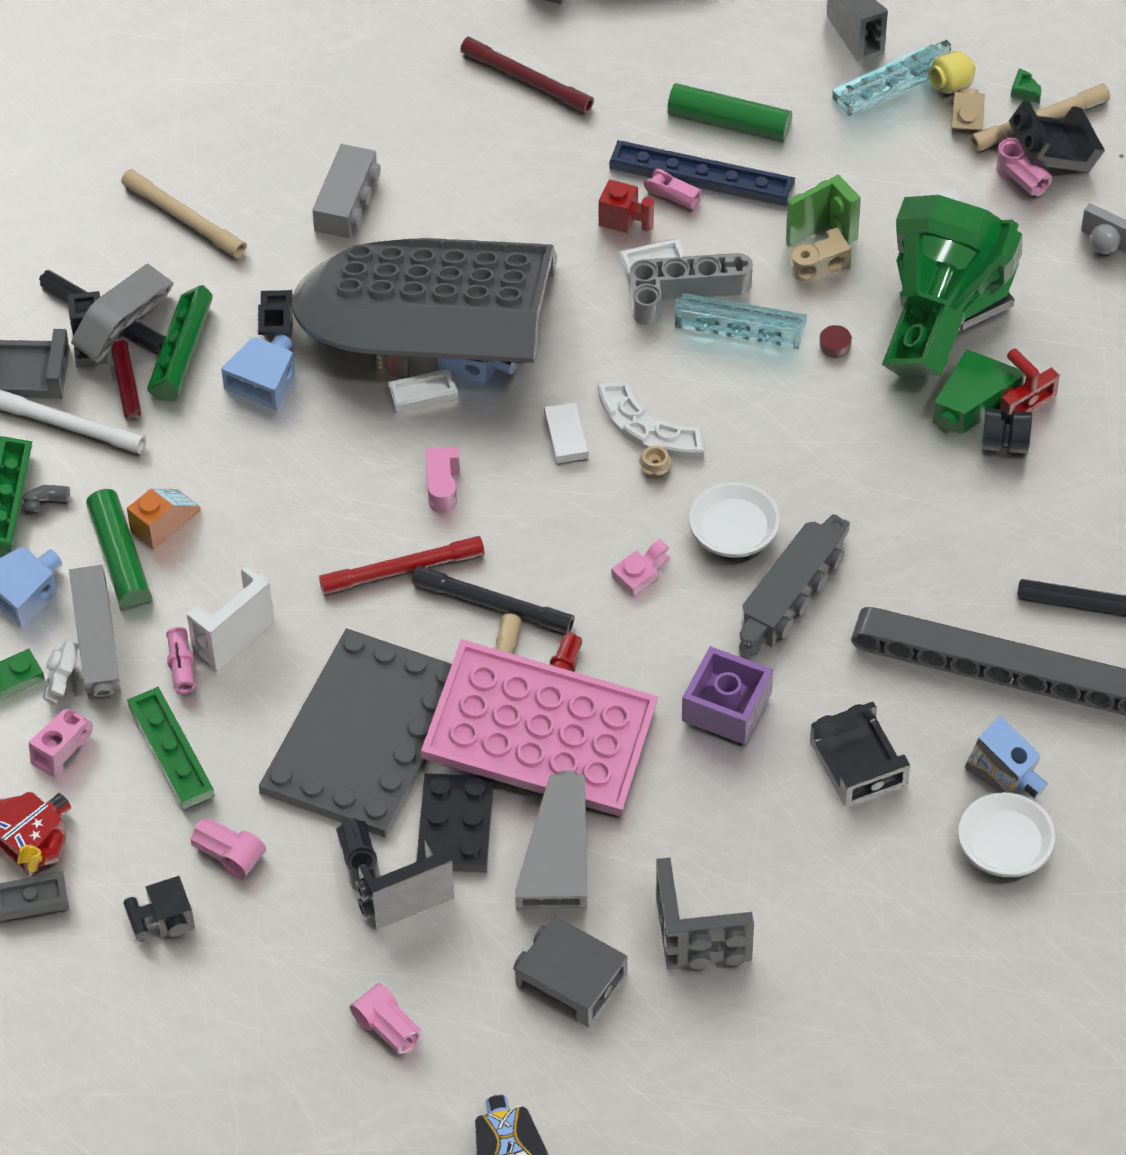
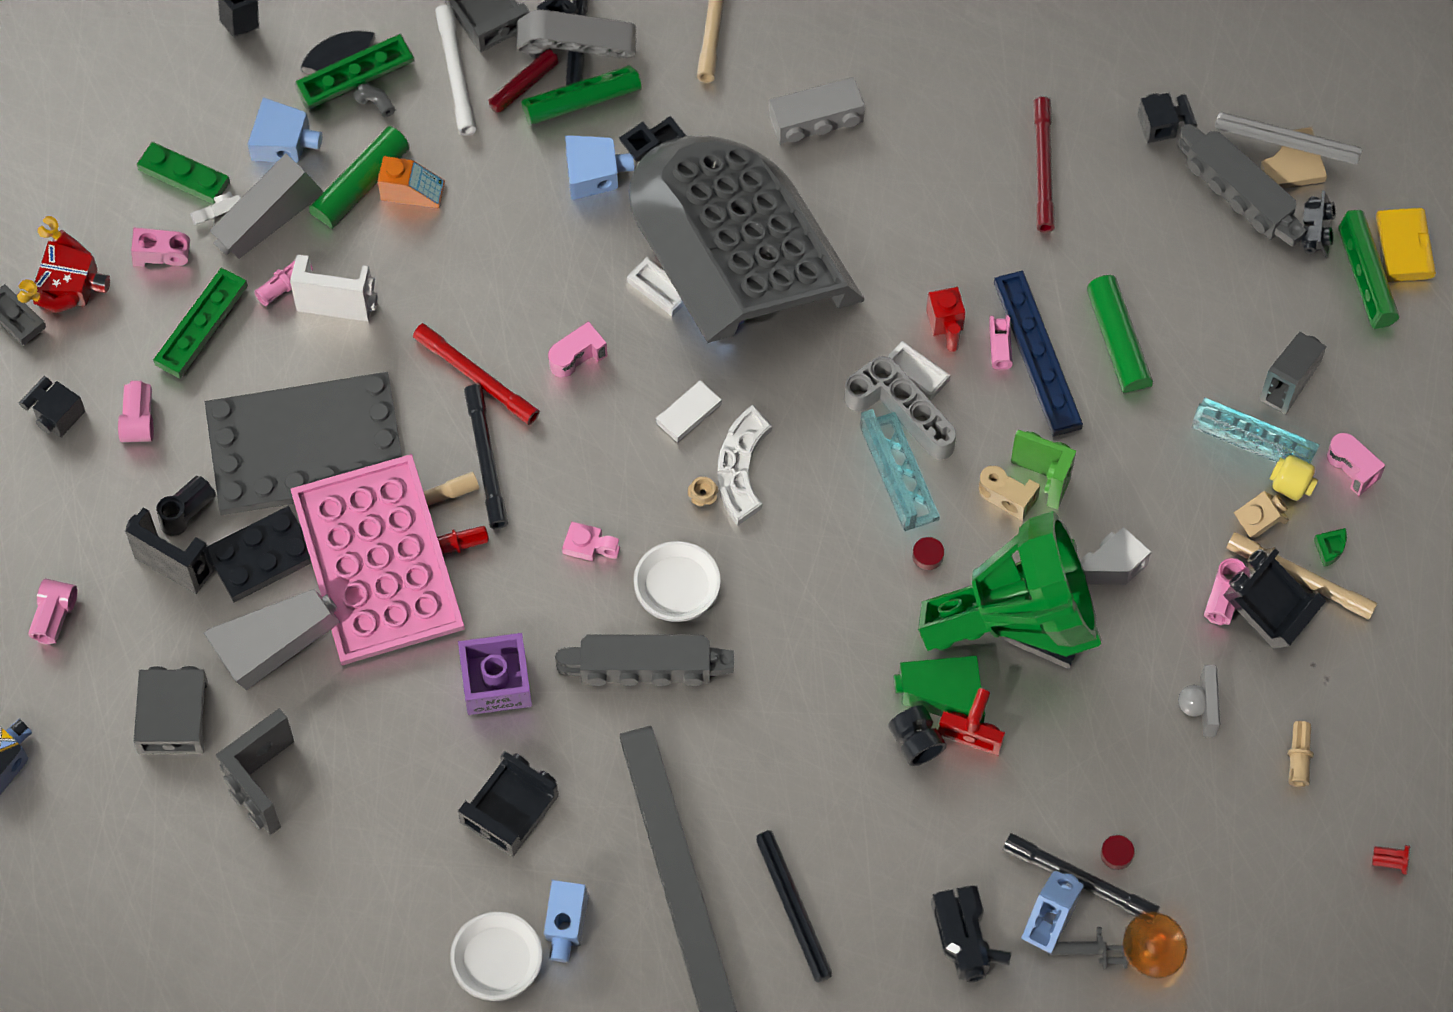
camera: 55 degrees right, 10 degrees up
(966, 29) = (1355, 461): none -> bright pink leg

